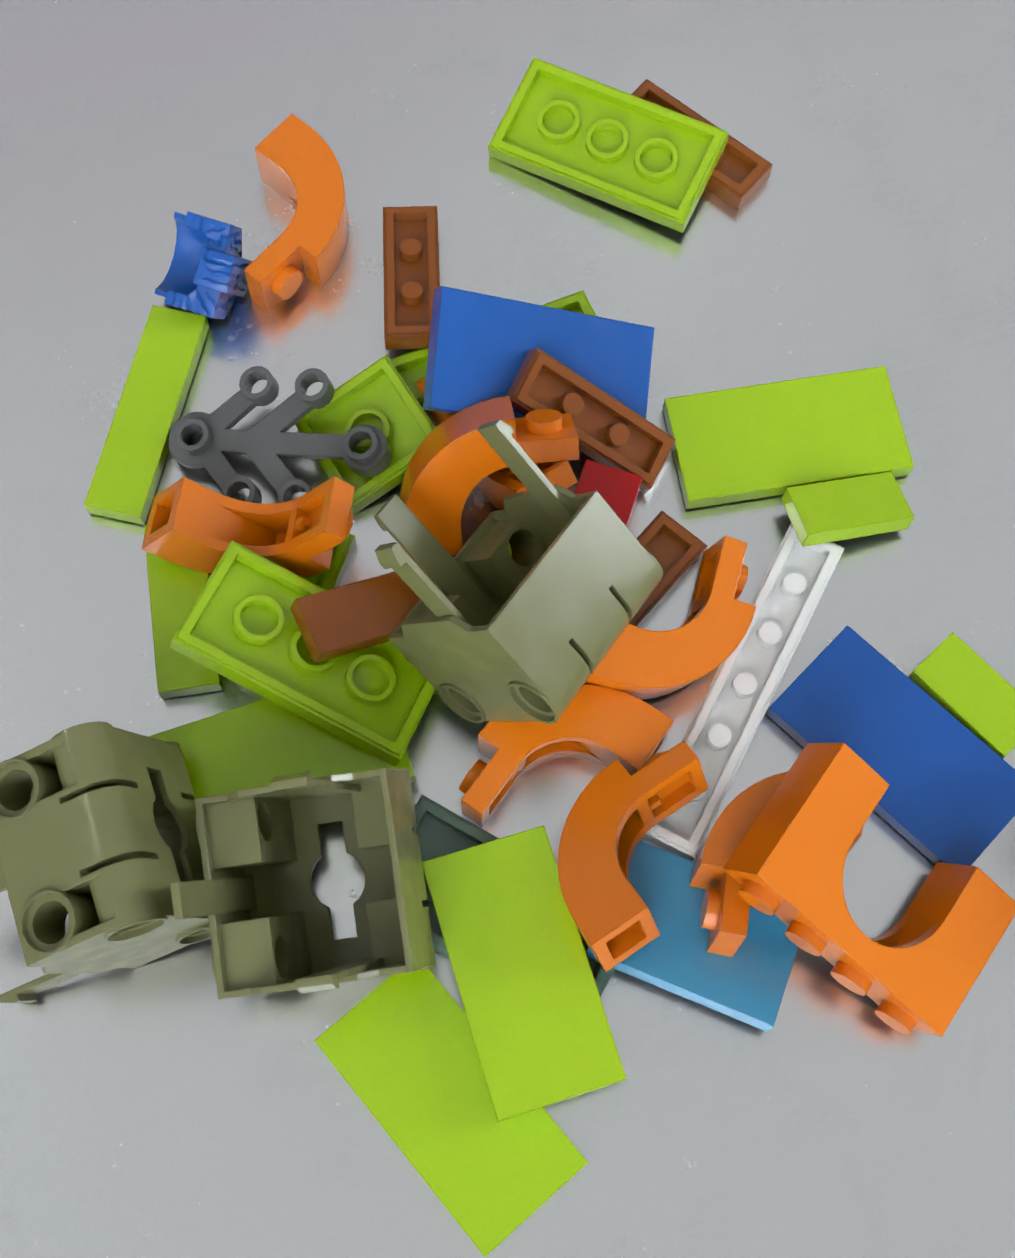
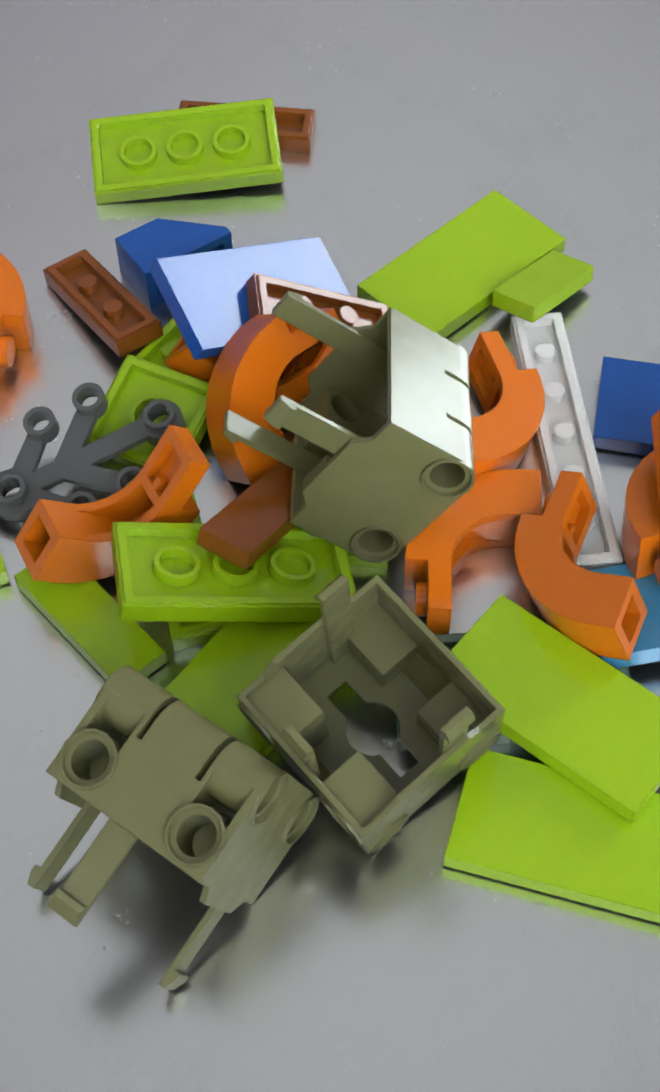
camera: 30 degrees left, 15 degrees down
(509, 261) = (163, 239): none -> blue slope

